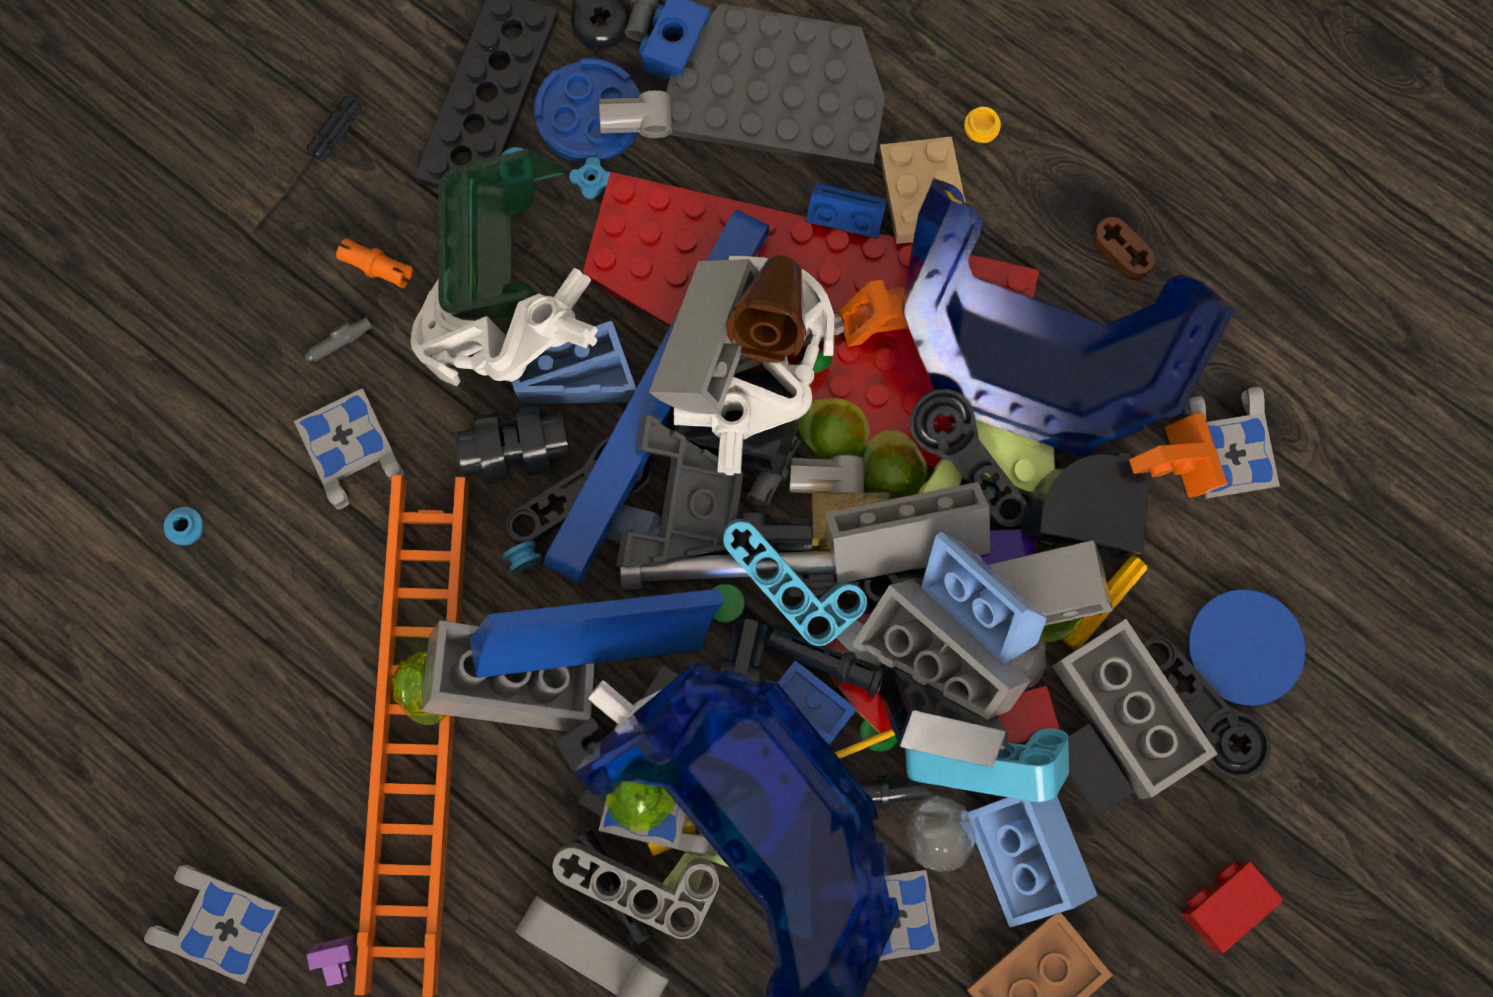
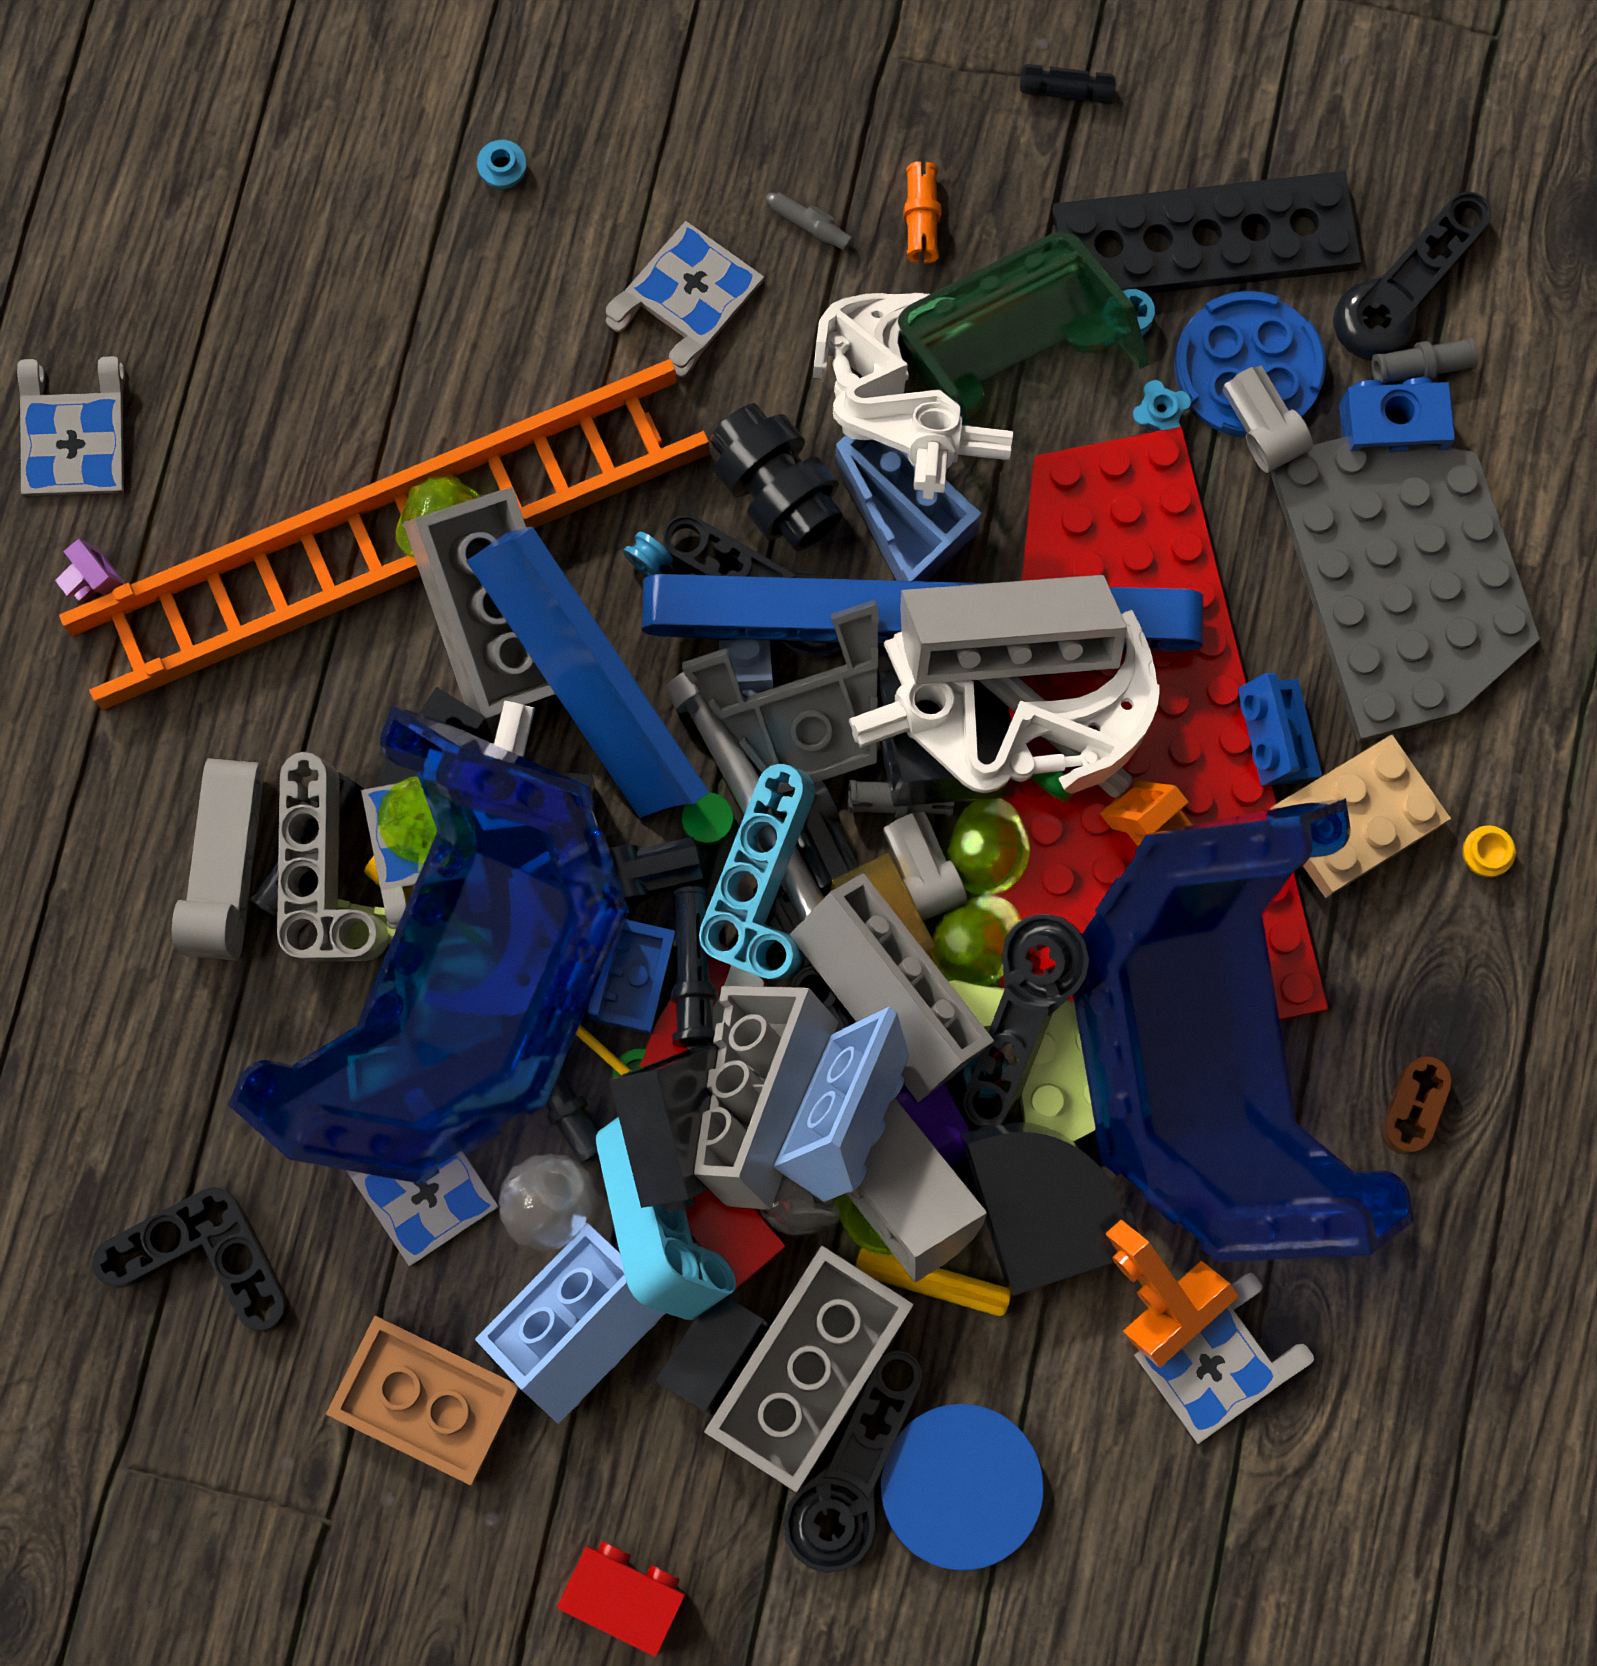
camera: 65 degrees right, 0 degrees up
(770, 313) = (1073, 682): reddish brown cone -> none

